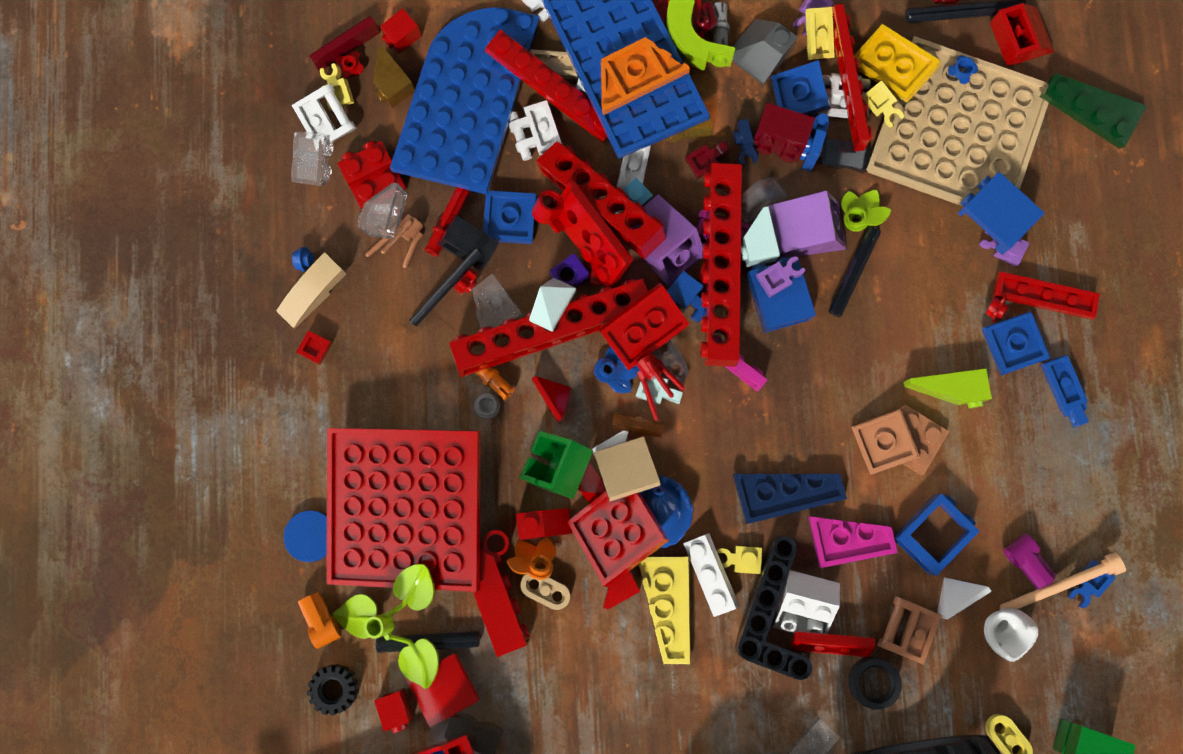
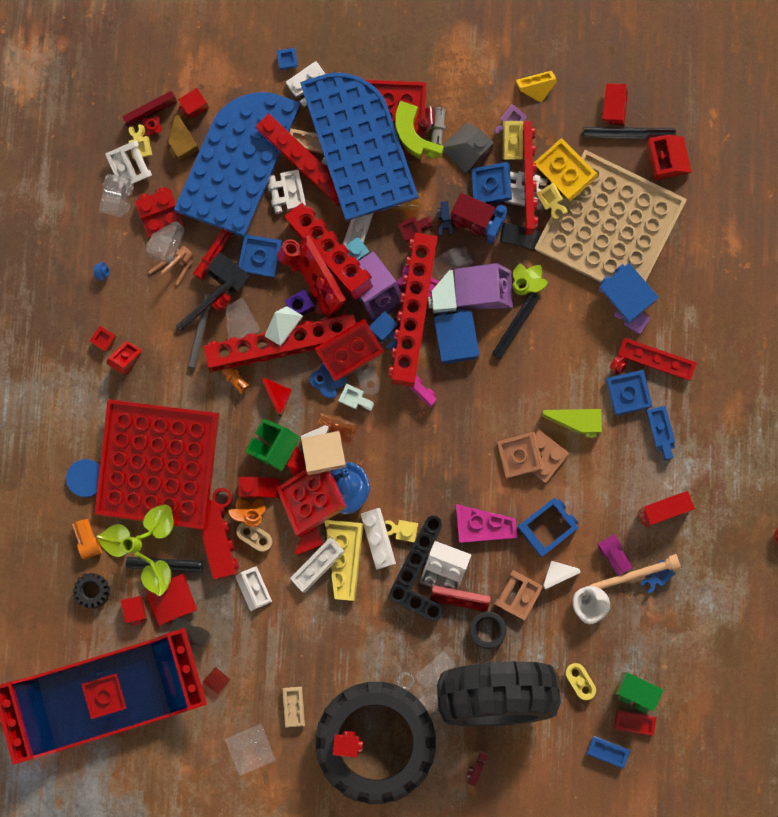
camera: 10 degrees right, 0 degrees up
(310, 290) = (104, 295): tan slope -> none
(344, 369) = (124, 357): none -> red slope
(441, 331) = (199, 336): none -> dark grey bar
(487, 406) = (227, 396): light grey plate -> none
(552, 661) = (253, 588): none -> white slope
(635, 620) = (317, 564): none -> white plate
(636, 72) = (365, 158): orange wing -> none
(651, 369) = (351, 382): red plant -> none
(777, 277) = (452, 324): medium lavender plate -> none
(780, 494) = (435, 485): dark blue wing -> none
(966, 63) = (617, 174): blue plate -> none
(1093, 493) = (666, 509): none -> red brick
(1098, 110) = (719, 223): dark green wing -> none

